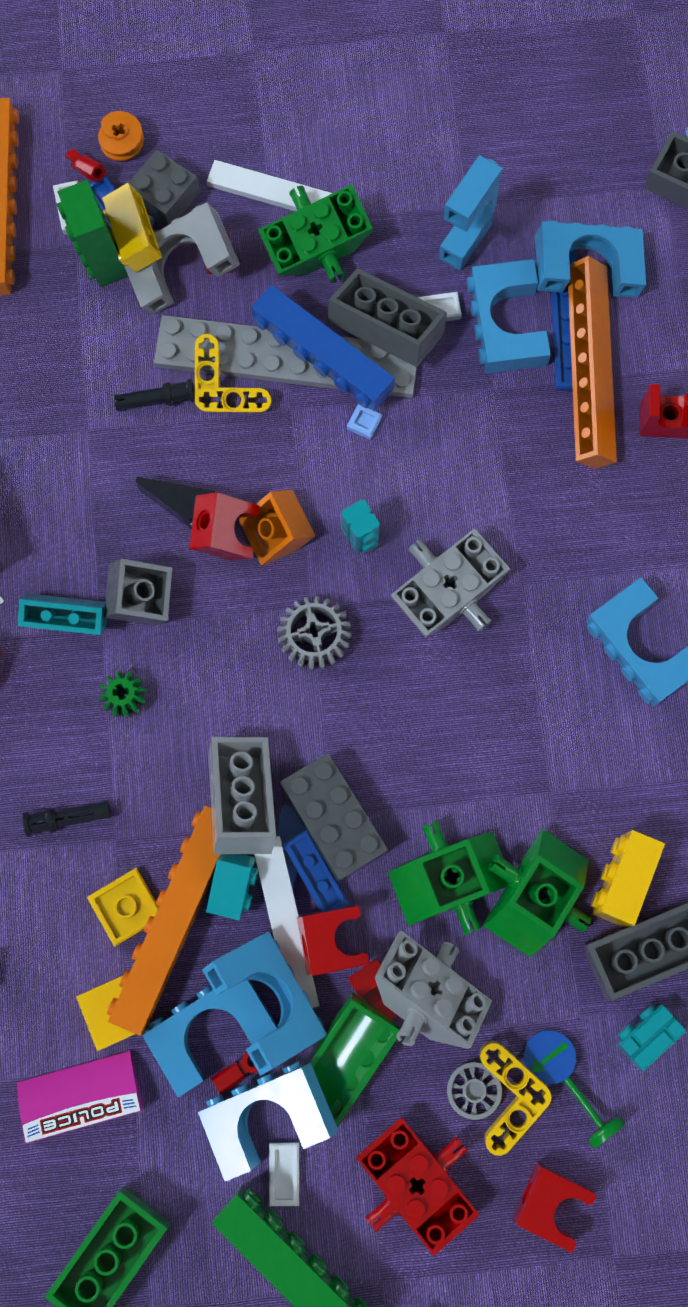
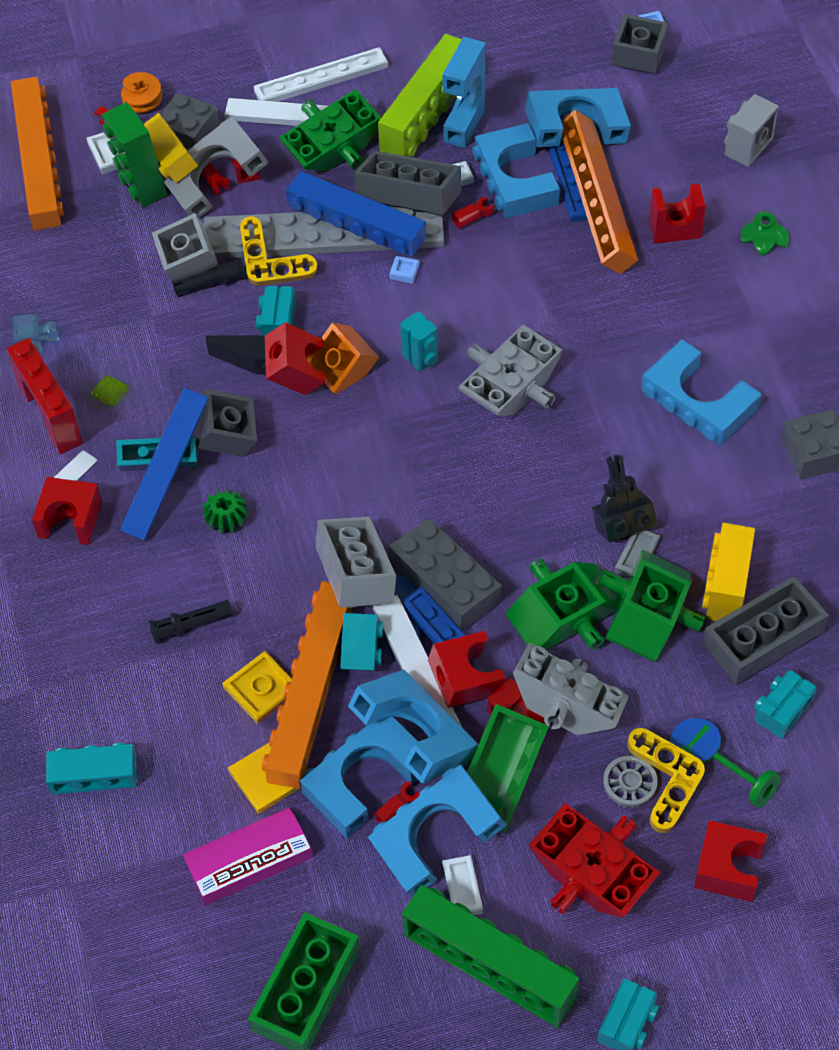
camera: 10 degrees left, 20 degrees down
(28, 519) = (109, 390): none -> clear neon green tile
(66, 634) = (164, 464): none -> blue tile
(132, 358) = (185, 248): none -> light grey brick
(181, 264) = (214, 178): none -> red bar
(218, 456) = (276, 308): none -> teal brick
(304, 634) = (395, 428): light grey gear -> none
(321, 146) = (321, 76): none -> white tile
(422, 207) = (418, 104): none -> lime brick
(450, 362) = (472, 213): none -> red bar
(534, 781) = (623, 506): none -> black brick
(542, 816) = (642, 540): none -> light grey tile

